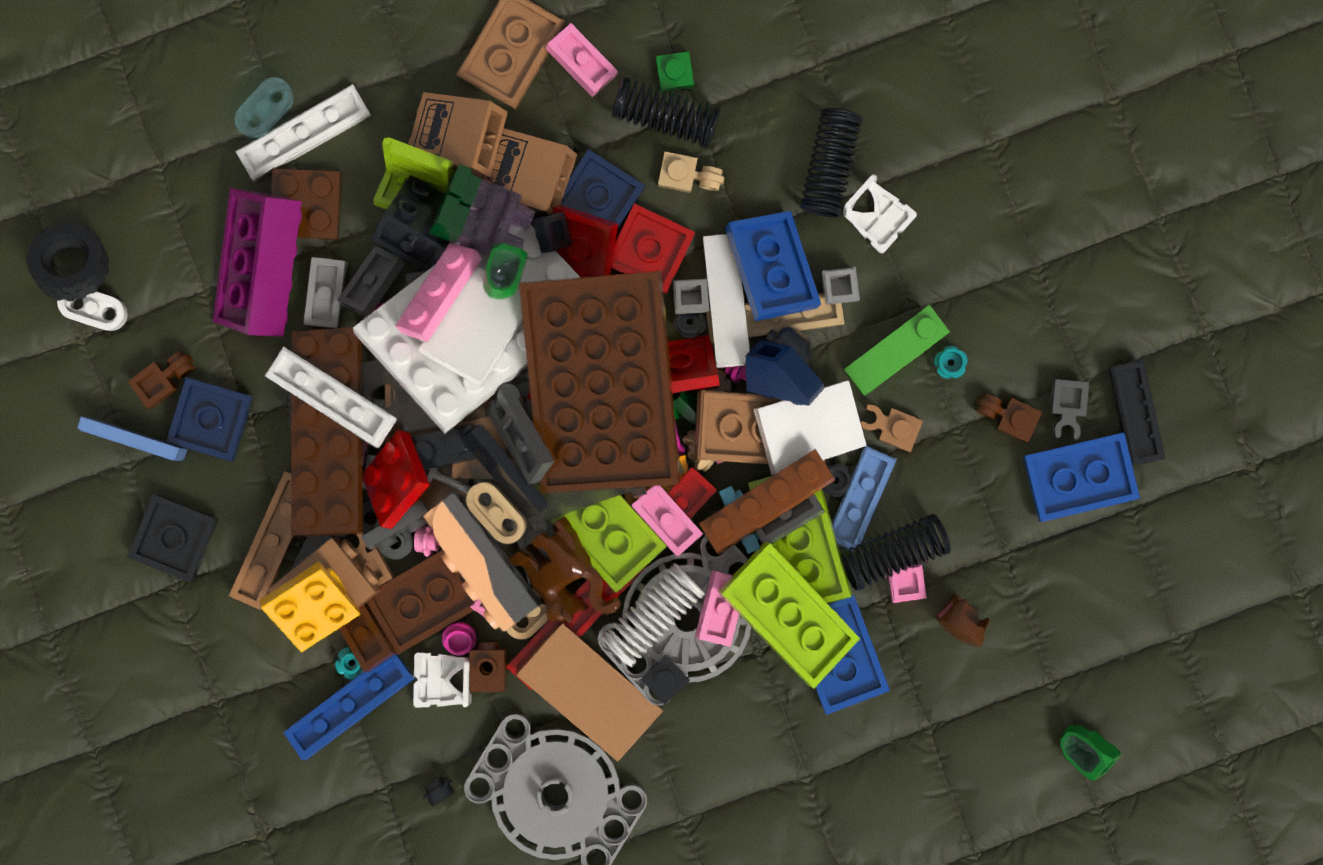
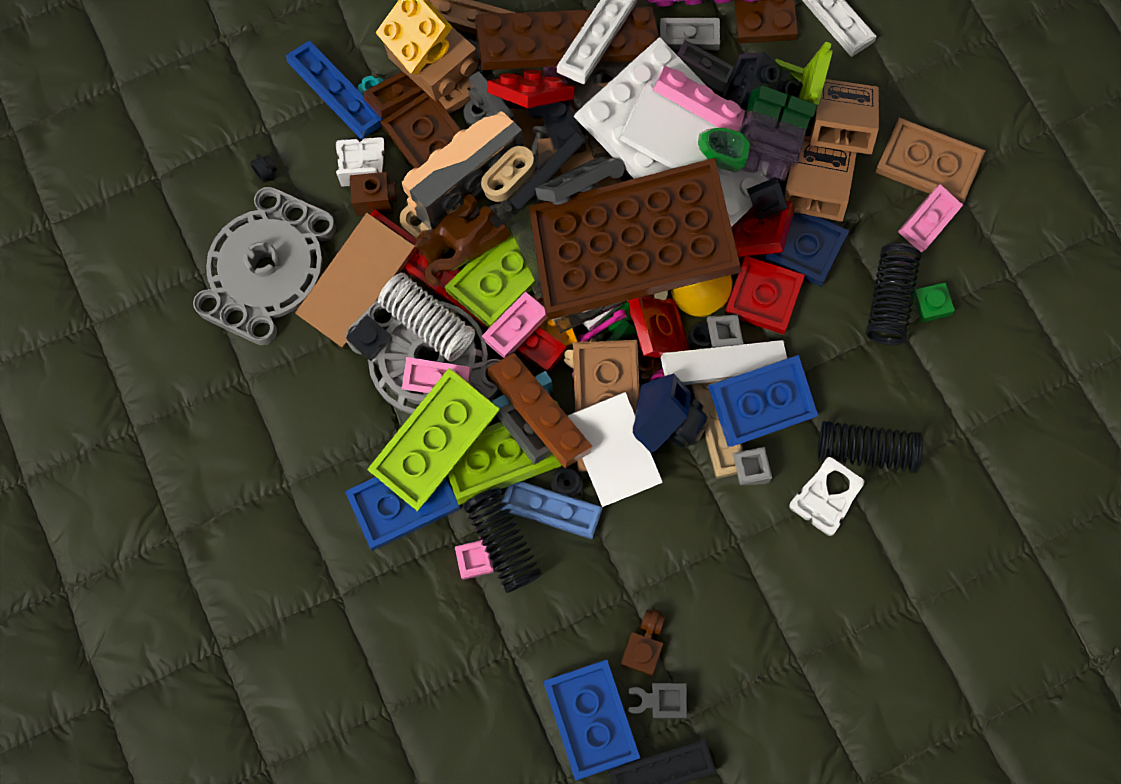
camera: 100 degrees right, 15 degrees down
(458, 638) = (397, 169): dark pink plate -> none
(679, 172) = (839, 316): tan plate -> none
(896, 350) = (698, 528): bright green slope -> none
(896, 428) = (621, 535): medium nougat plate -> none
(959, 358) = (695, 573): teal plate -> none
(962, 621) = (441, 612): reddish brown hair -> none
(1088, 751) = (319, 750): green rock -> none

